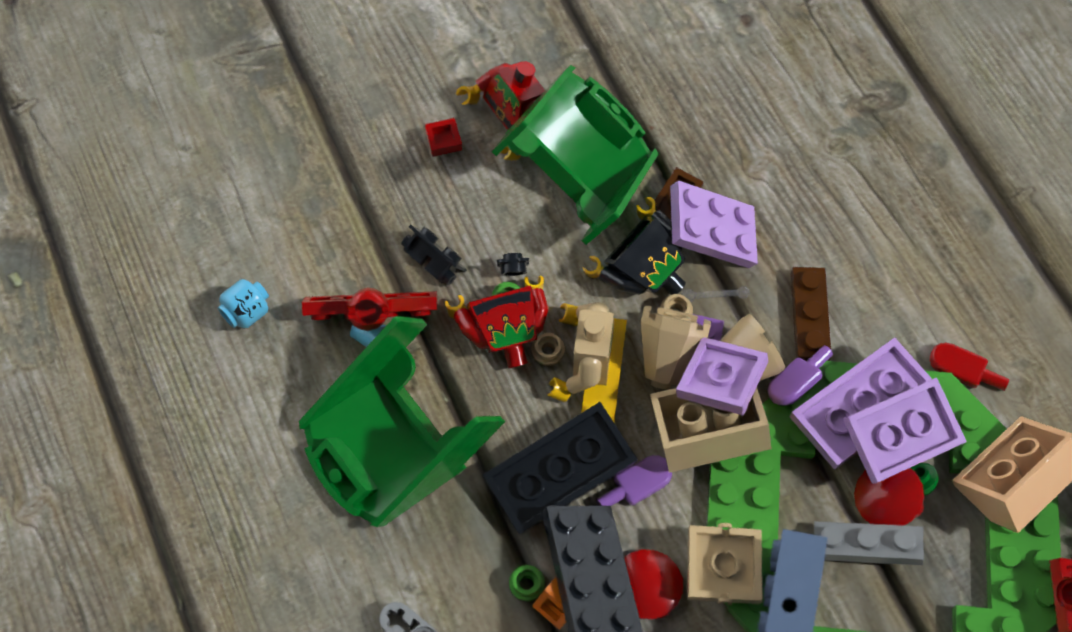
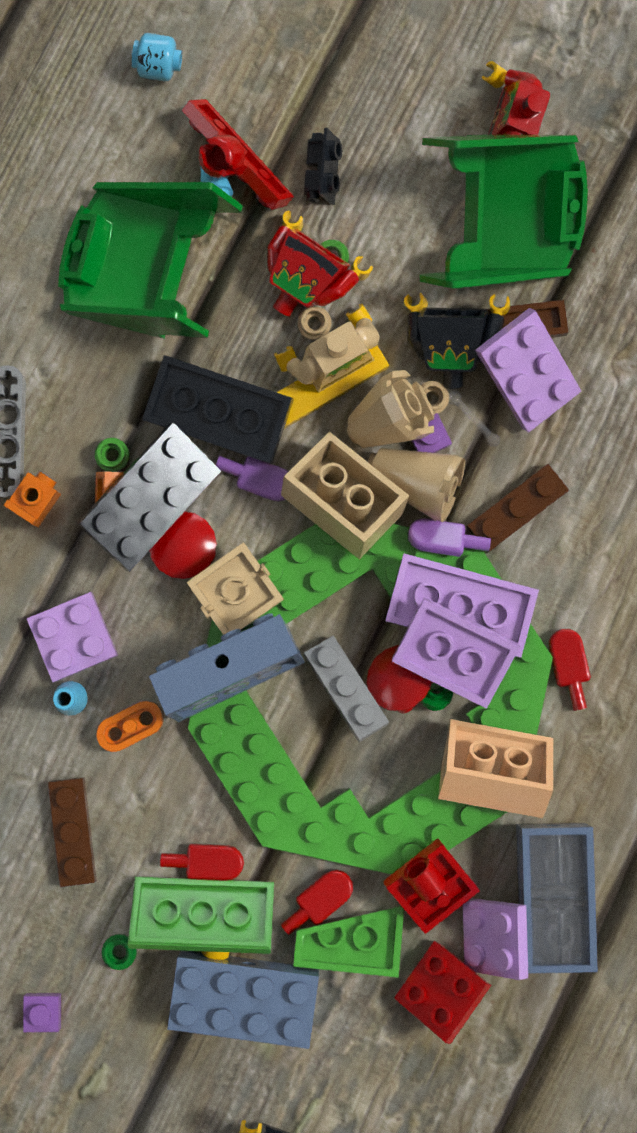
camera: 50 degrees right, 20 degrees up
(443, 137) = (436, 87): red plate -> none
(513, 264) = (364, 237): black plate -> none
(722, 375) = (381, 476): lavender plate -> none

